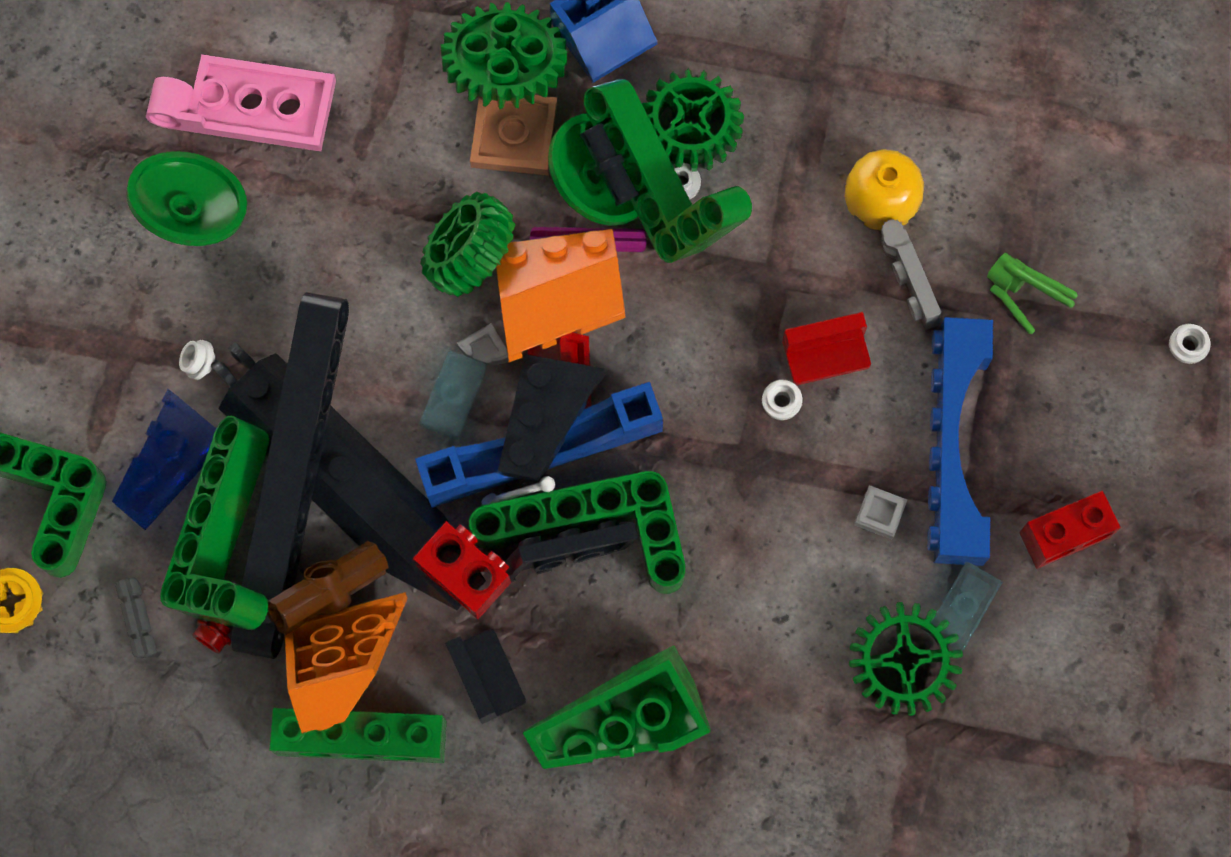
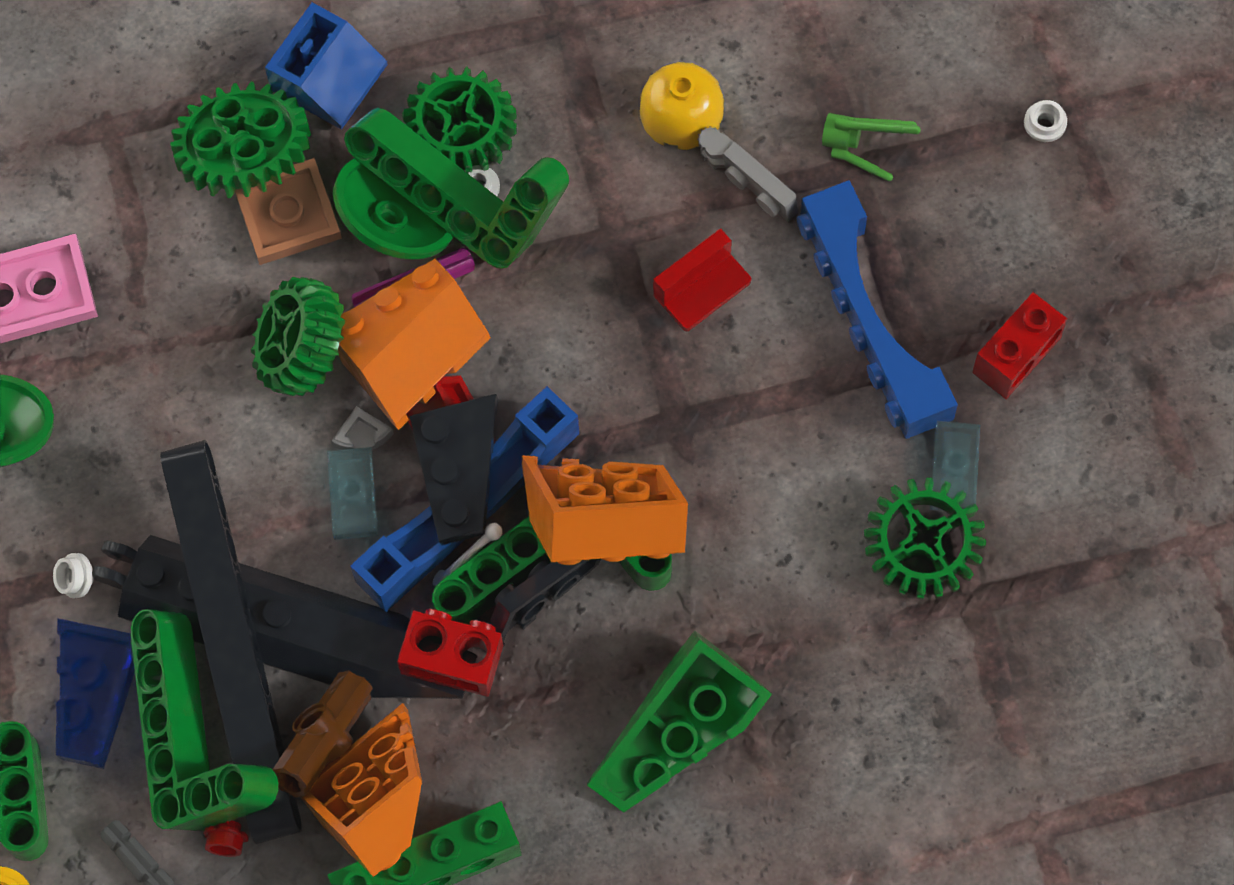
camera: 25 degrees left, 5 degrees down
(486, 675) = (521, 748): black panel -> none
(609, 164) = (402, 196): black pin -> none
(644, 511) = (605, 510): none -> orange wedge
(784, 388) = (681, 338): white plate -> none
(880, 512) = (830, 414): light grey tile -> none

